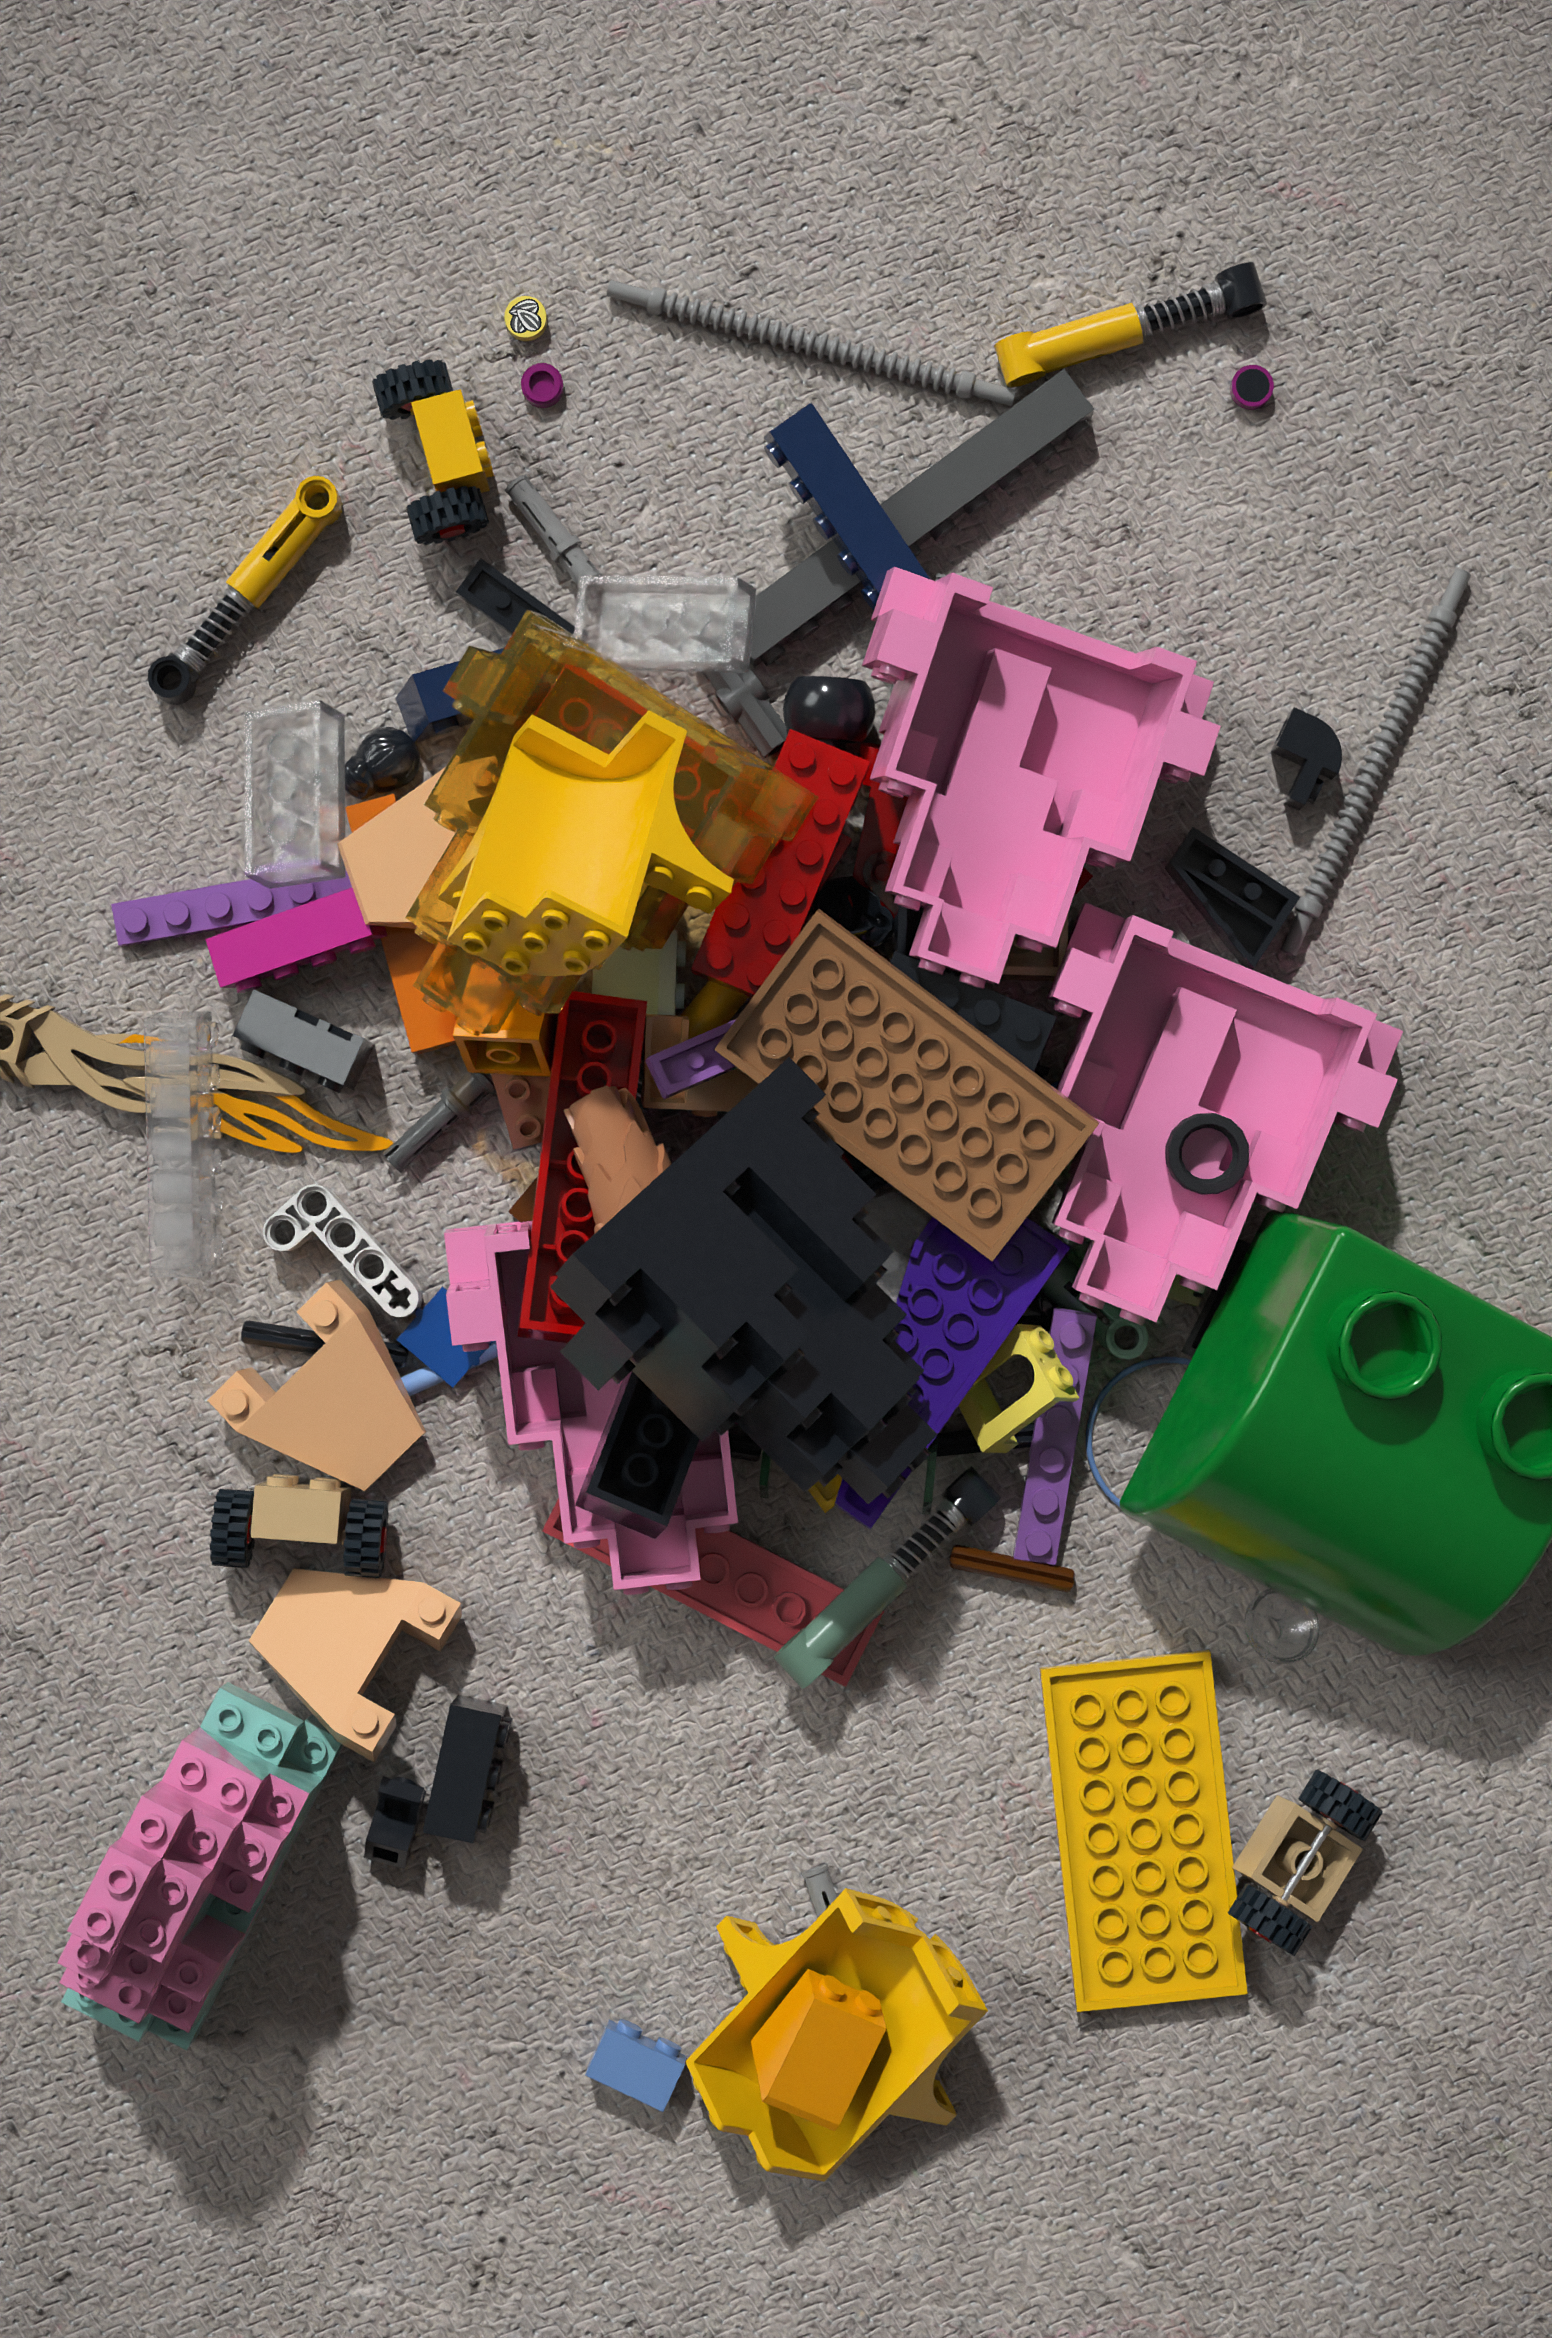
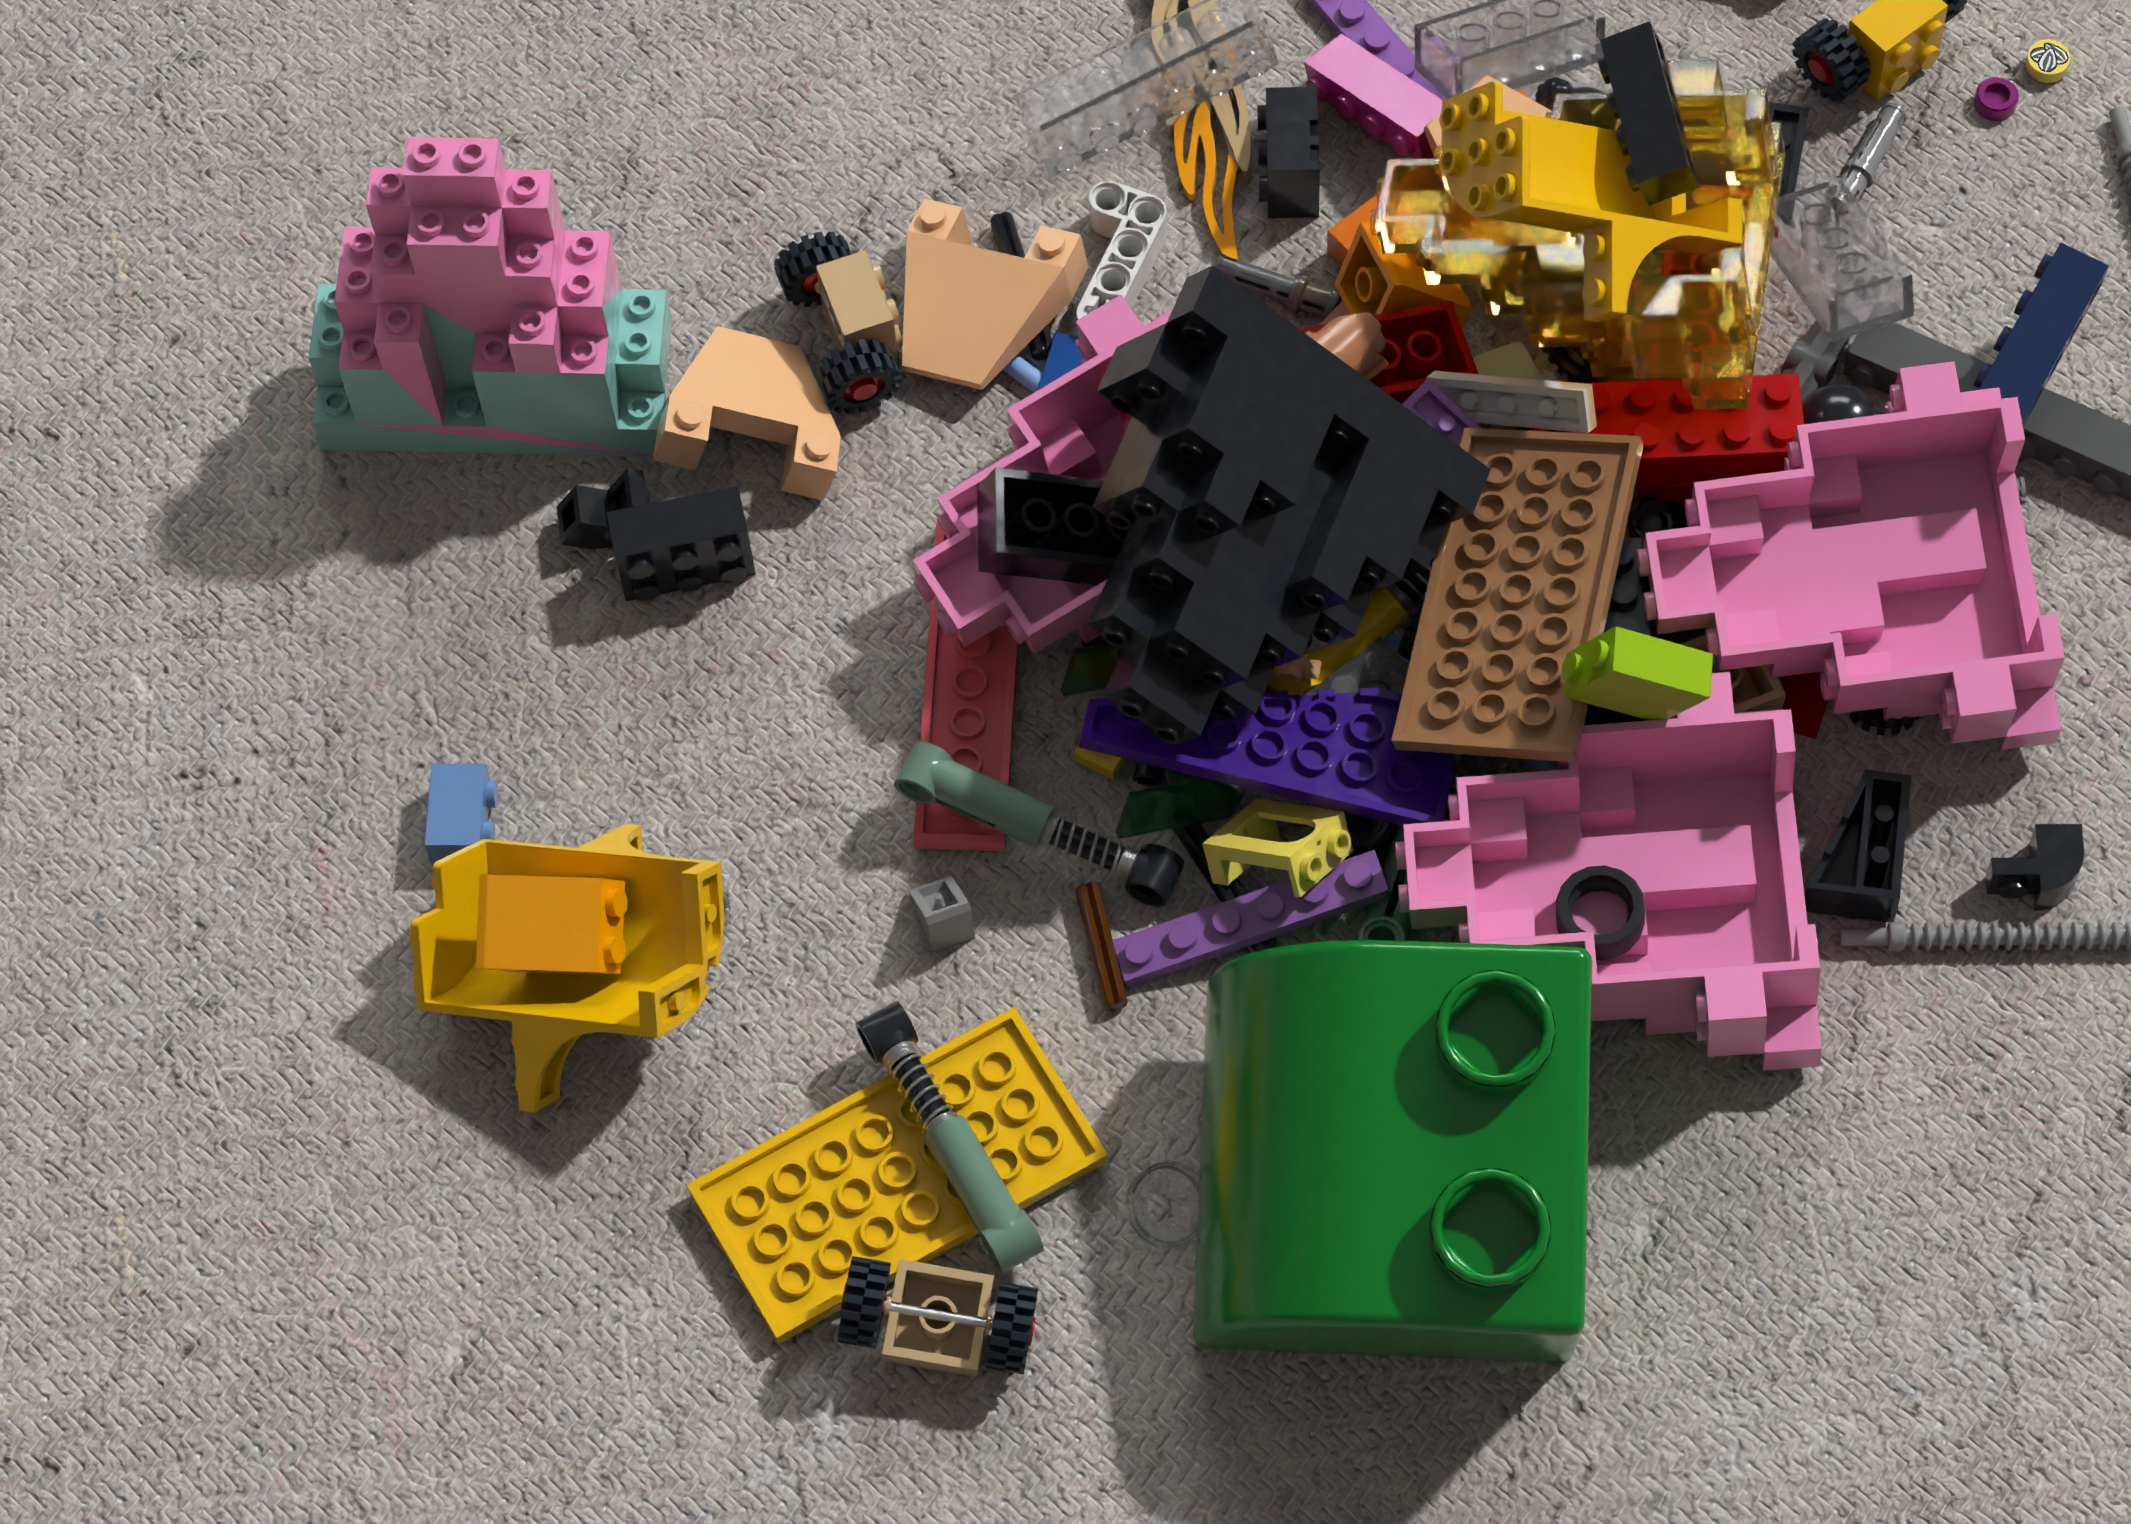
camera: 65 degrees right, 25 degrees down
(509, 743) = (1648, 114): none -> black brick
(710, 992) = (1520, 401): none -> white plate
(917, 1689) = (943, 913): none -> light grey slope
(1064, 1038) = (1637, 674): none -> lime brick
(1245, 1772) = (1002, 1226): none -> piece

